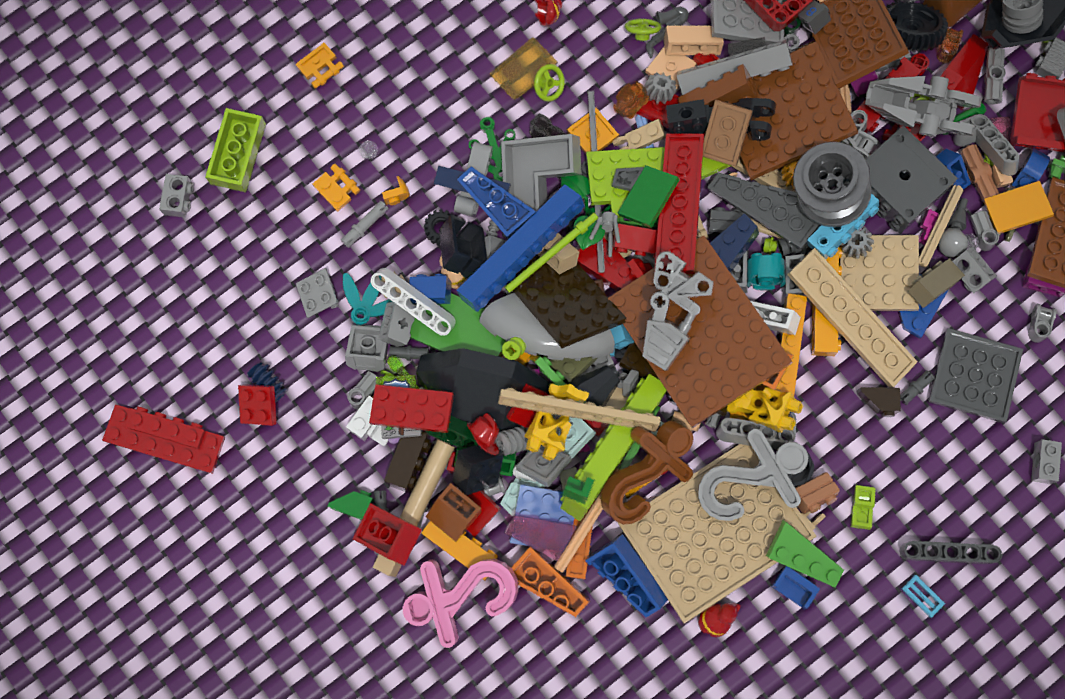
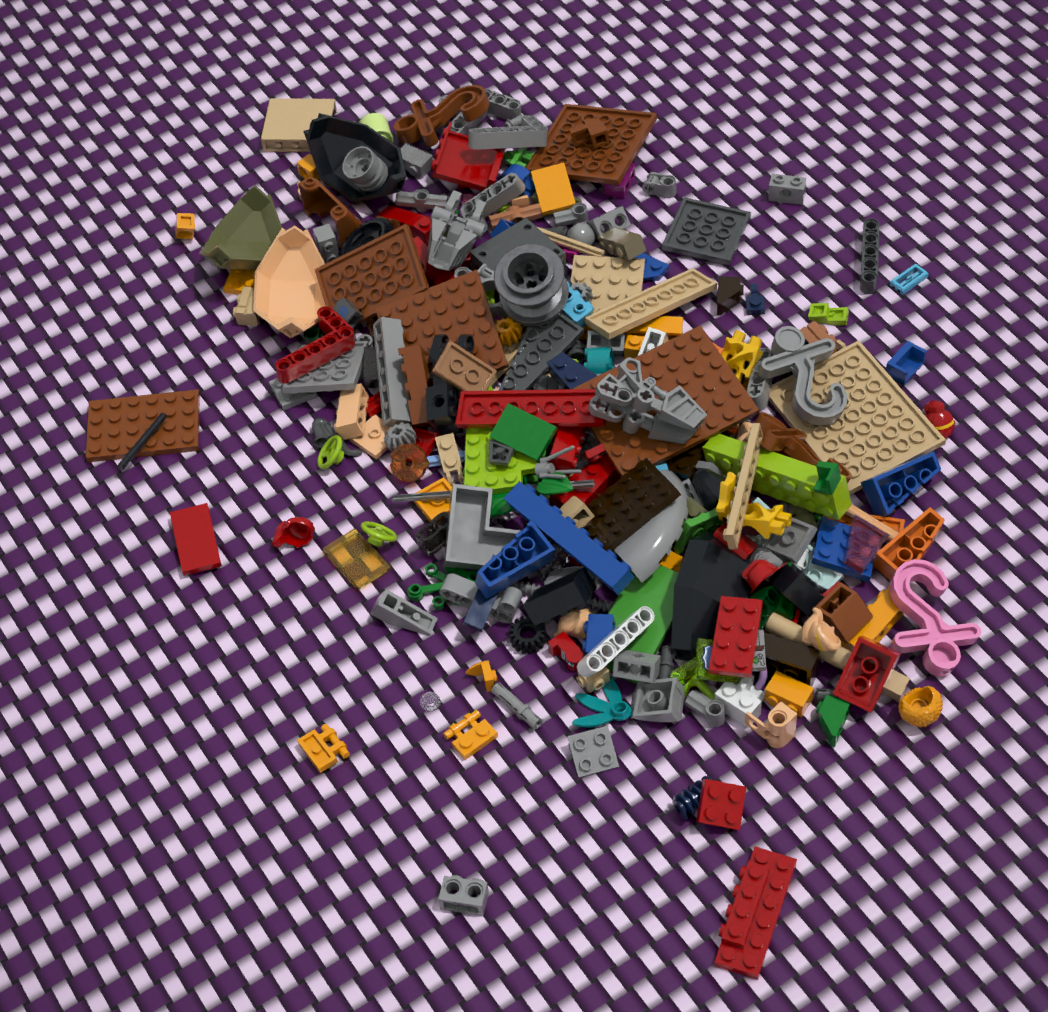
camera: 85 degrees left, 25 degrees down
(235, 150) = (417, 827): lime brick -> none
(343, 458) = (778, 729): none -> light nougat piece
(362, 585) = (921, 706): none -> light orange hair
(377, 465) = (790, 692): none -> light orange brick
(419, 489) = (819, 633): none -> light nougat hair
(423, 264) = (566, 649): none -> red leg
(459, 116) = (403, 614): none -> light grey slope
(515, 343) = (671, 541): lime wheel -> none
(580, 228) = (554, 484): lime bar -> none
(801, 555) = (876, 350): bright green wing -> none
(874, 429) = (754, 303): none -> dark blue plate
(916, 387) = (715, 269): dark grey pin -> none

